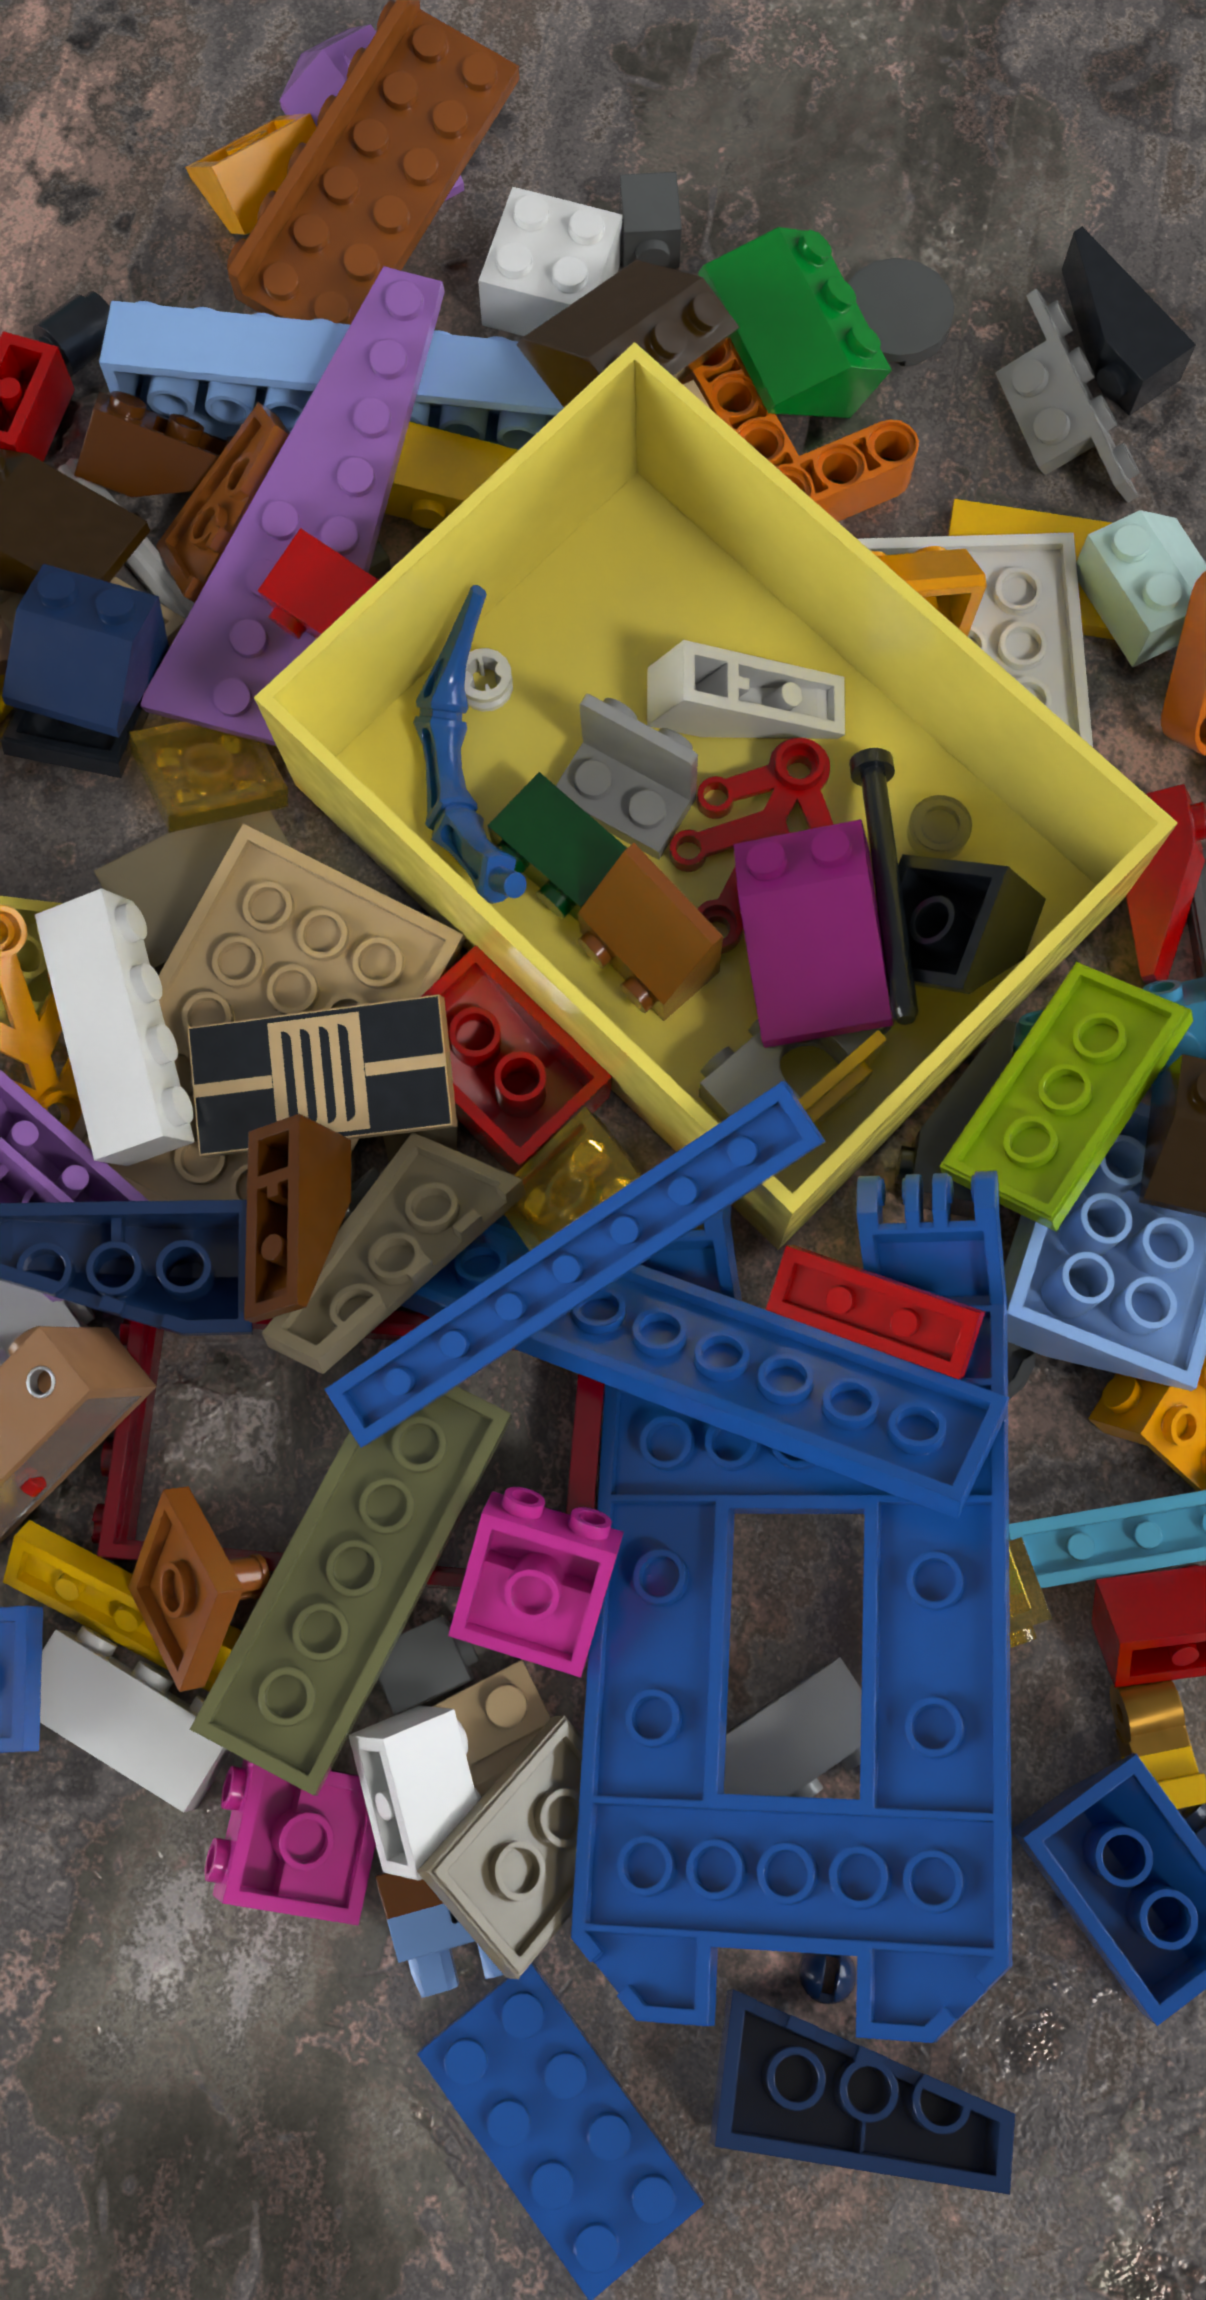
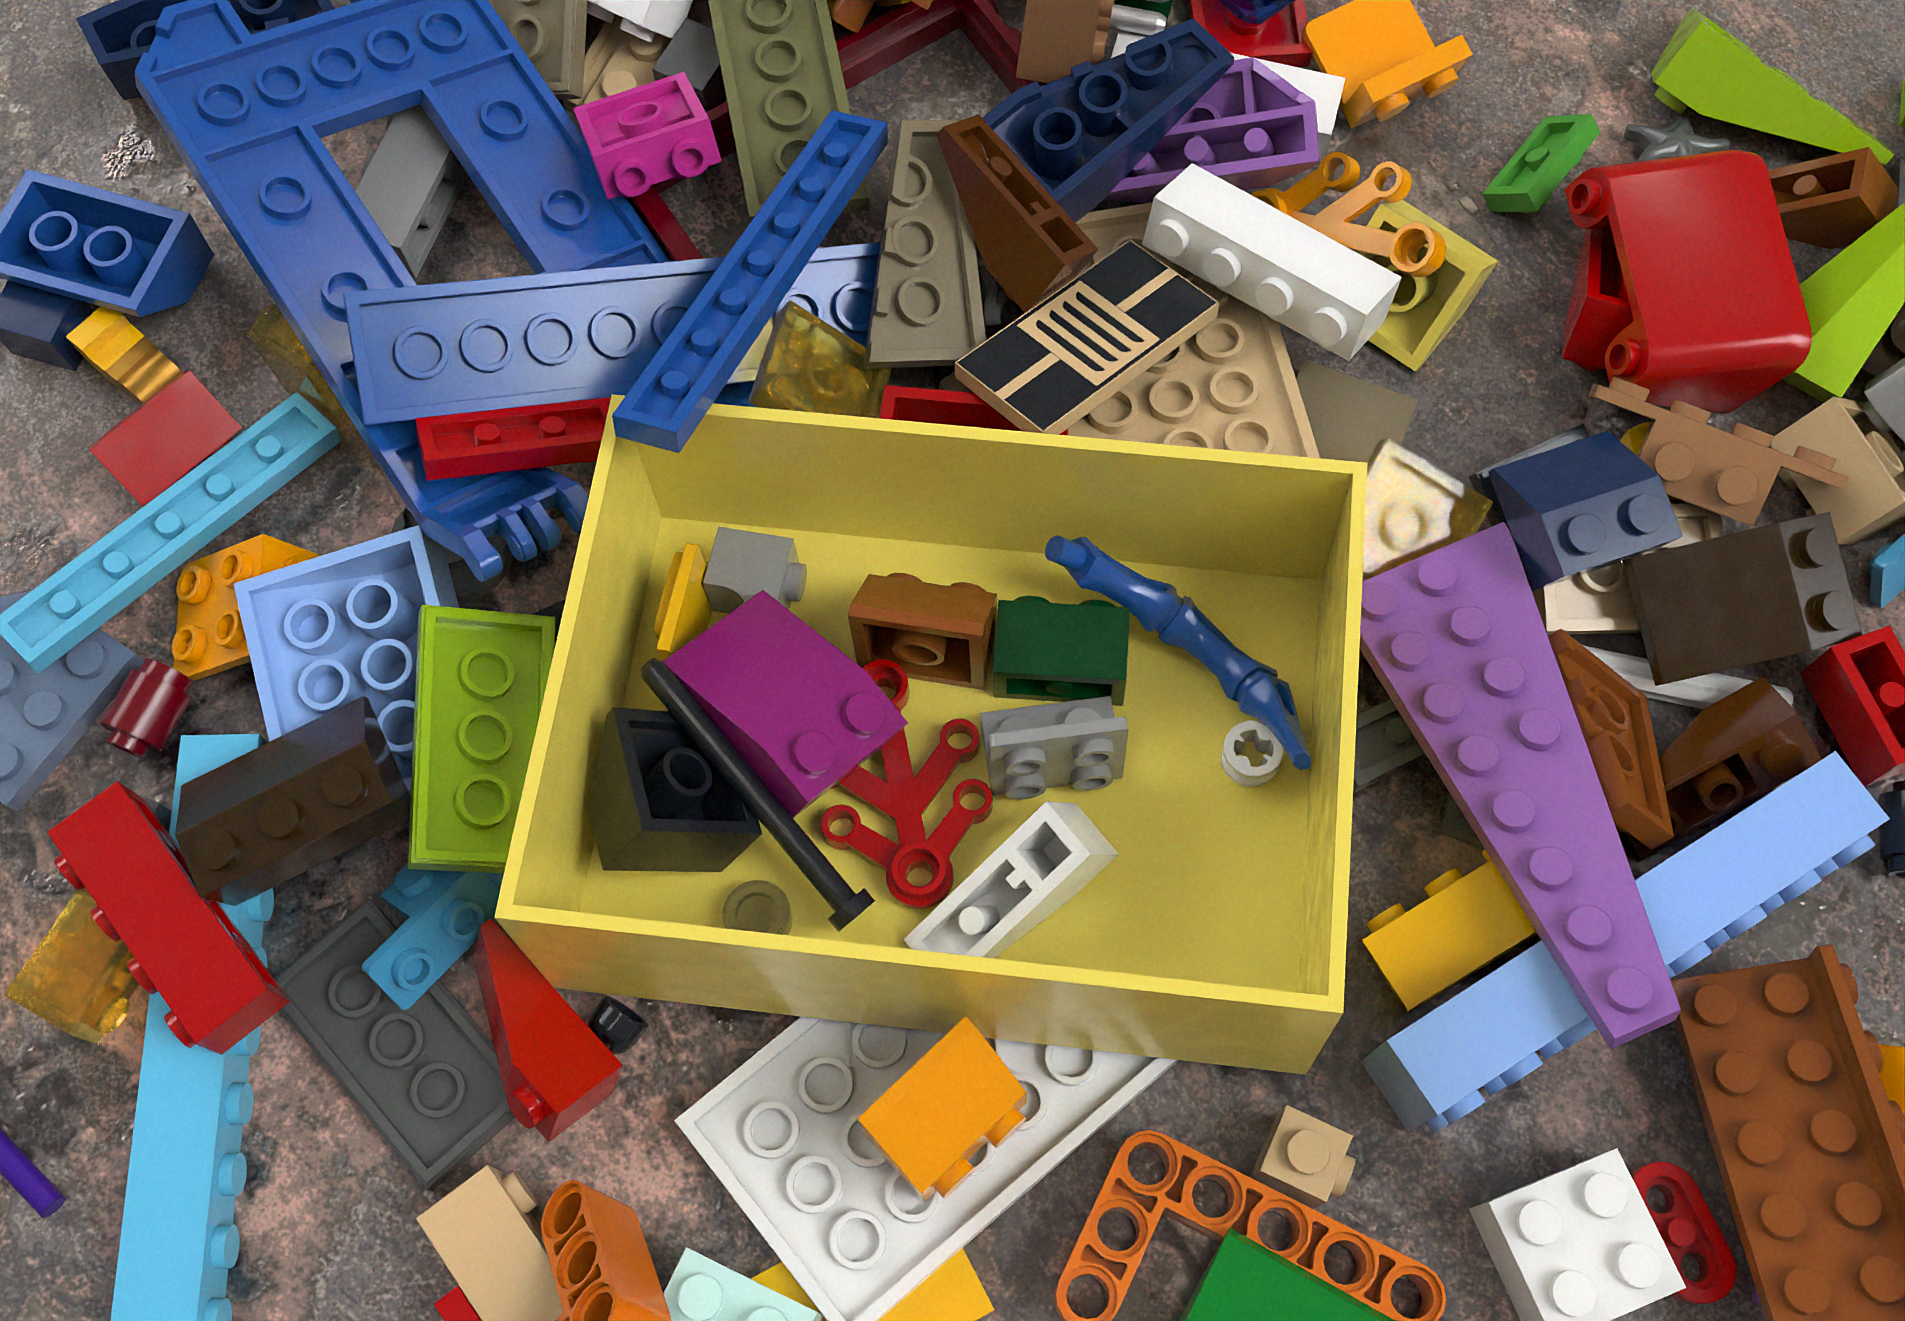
camera: 145 degrees right, 5 degrees down
(312, 586) = (1424, 676): red brick -> none
(468, 240) = (1688, 1229): none -> red plate
(656, 307) = (1403, 1146): dark brown slope -> none

